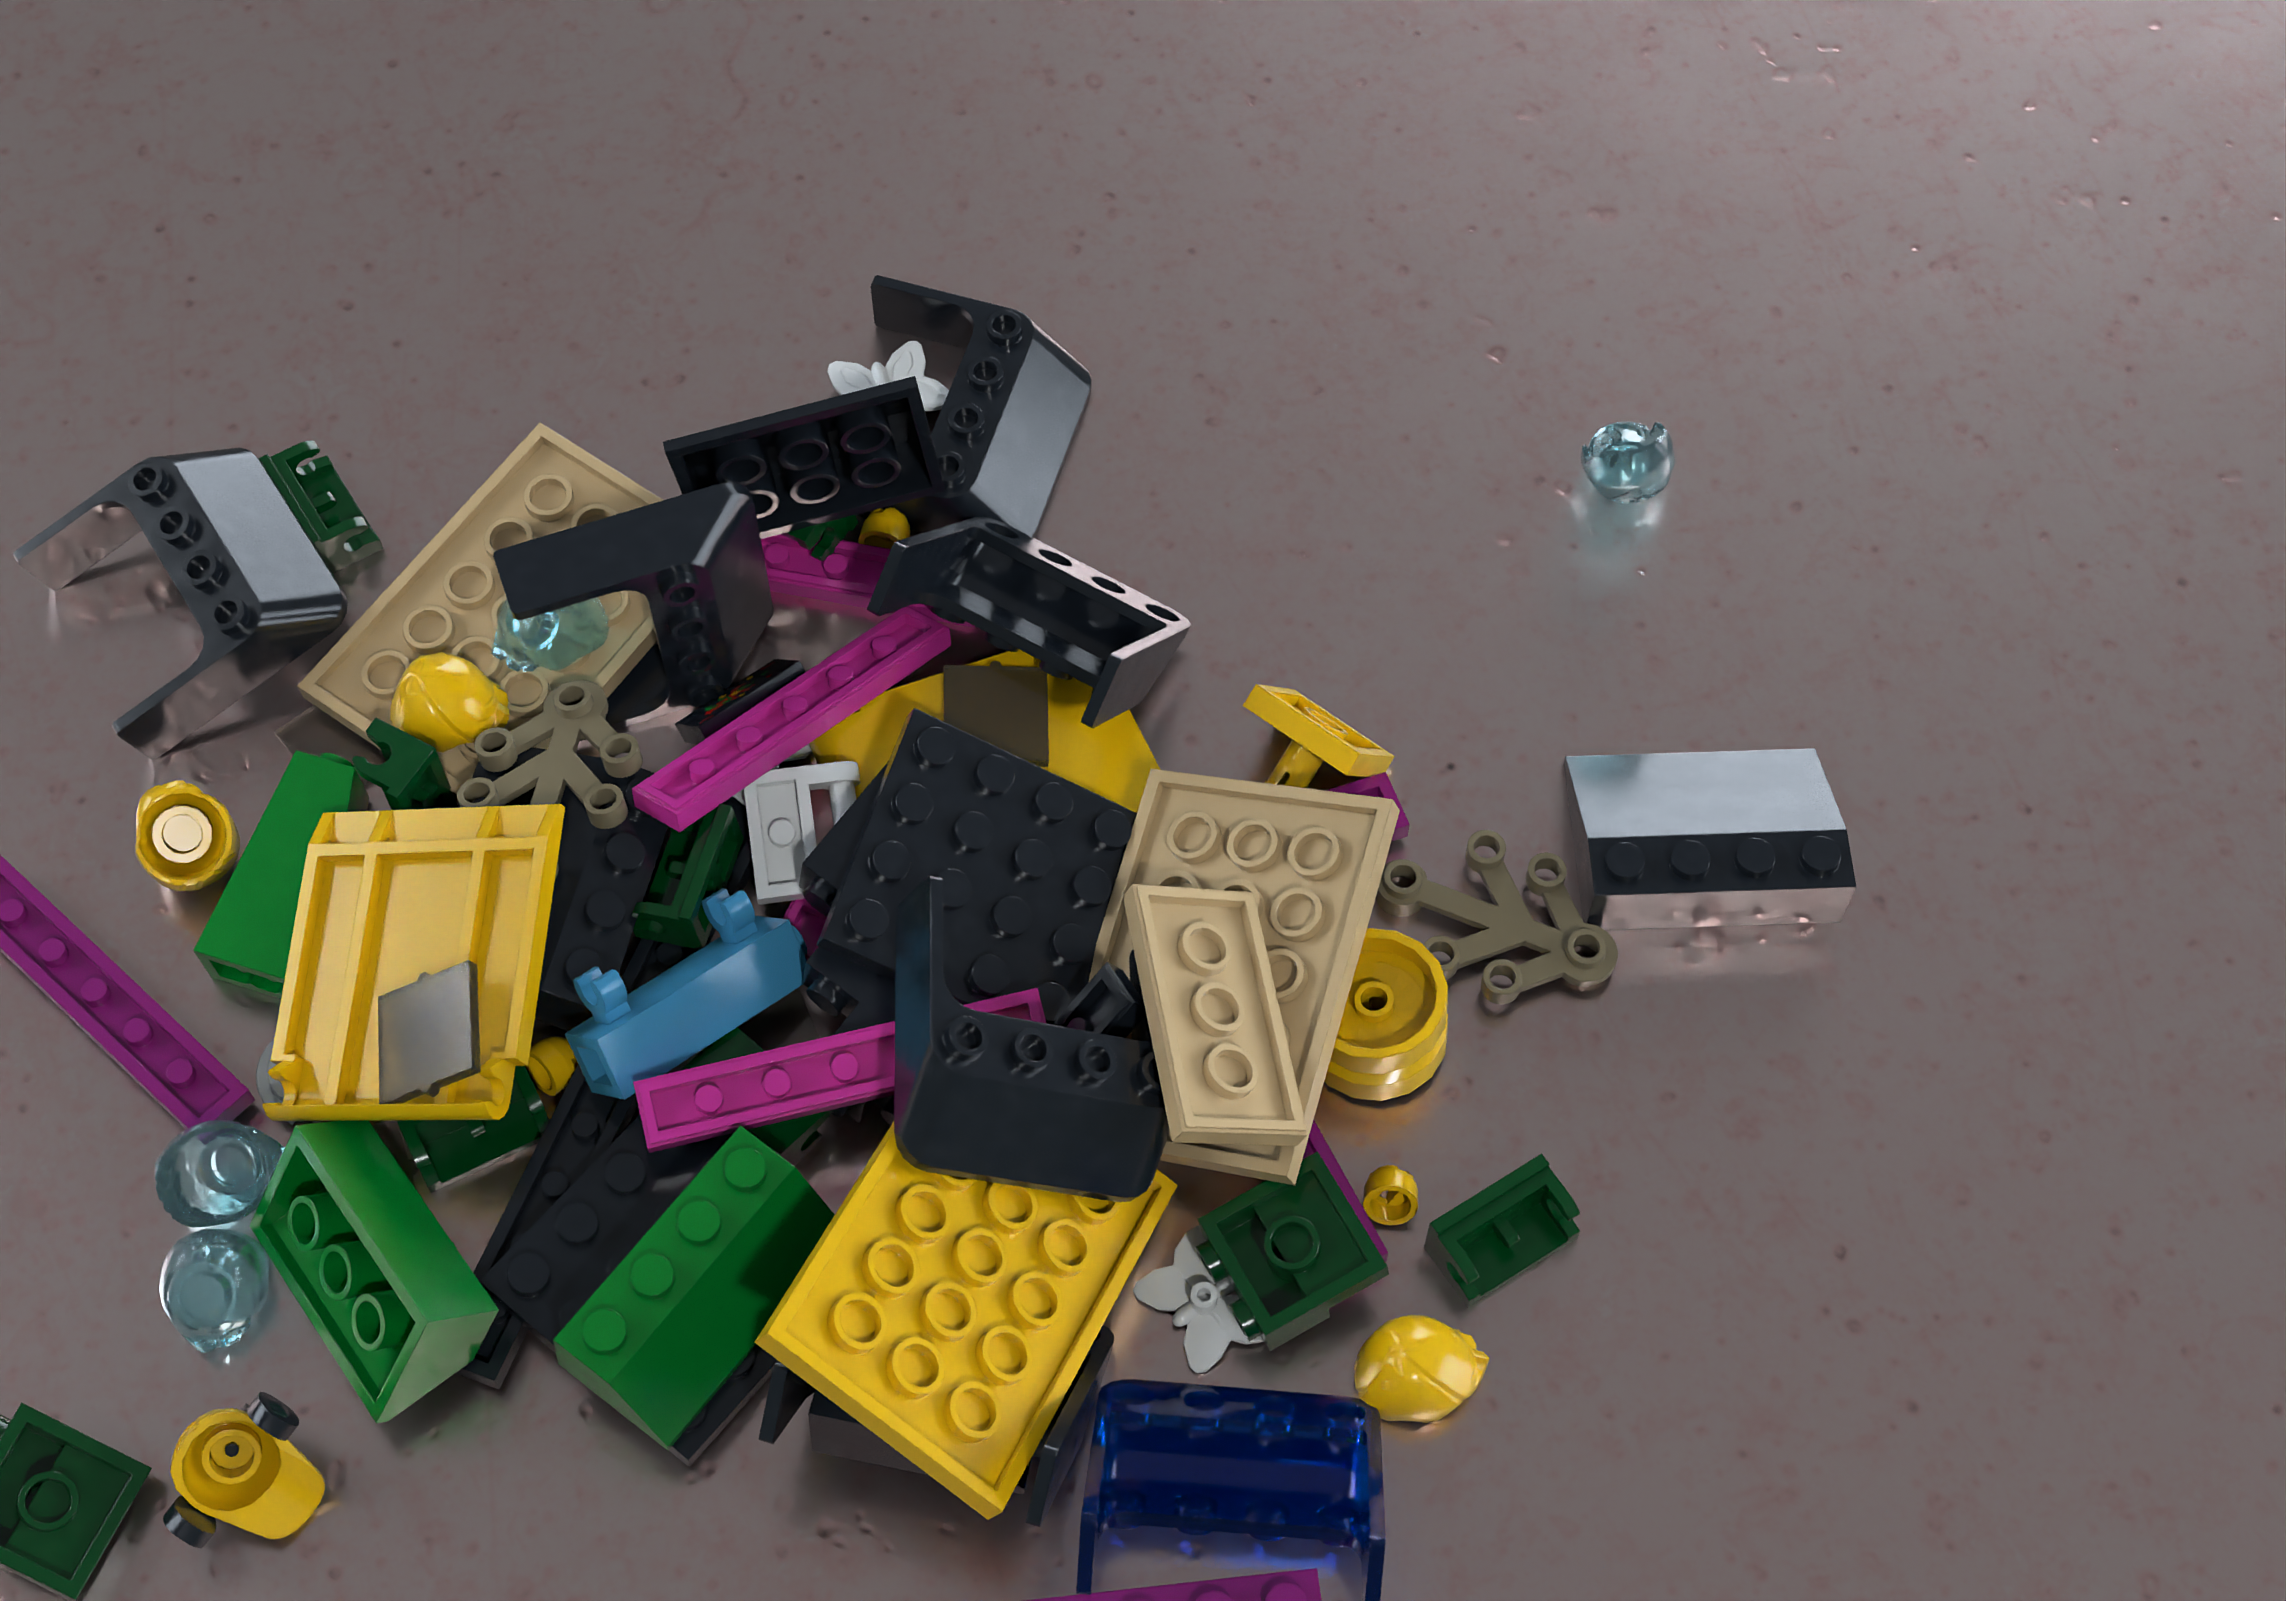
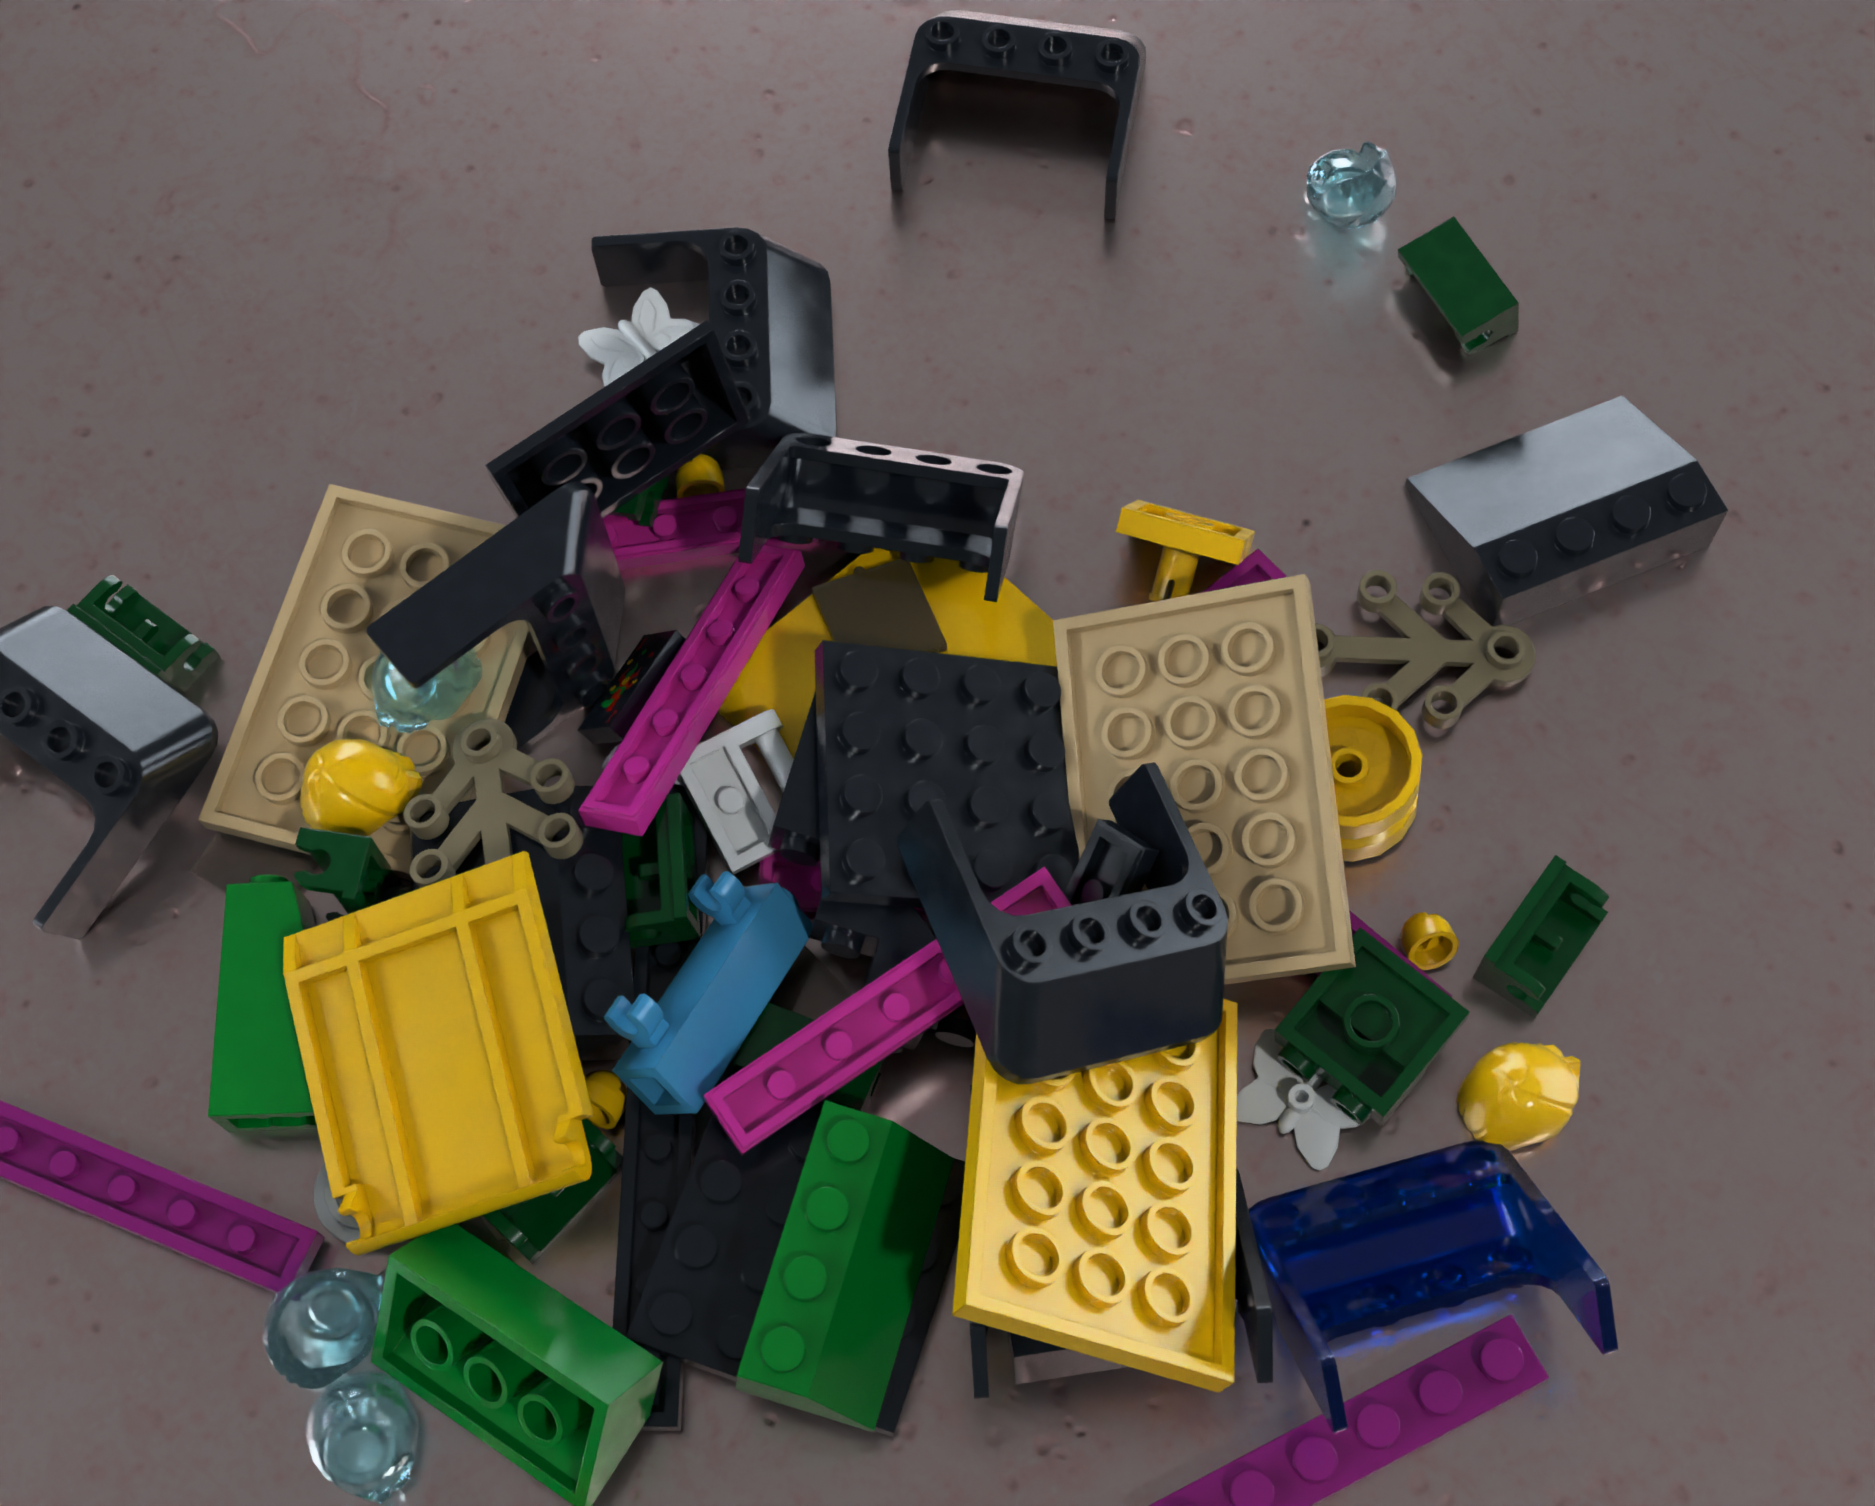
camera: 15 degrees left, 5 degrees up
(184, 836) = (149, 1006): yellow hair -> none
(429, 1034) = (487, 1120): clear smoke piece -> none
(1214, 1017) = (1227, 837): tan tile -> none
(1367, 231) = (1025, 51): none -> black windscreen
(1694, 591) = (1462, 285): none -> dark green hinge

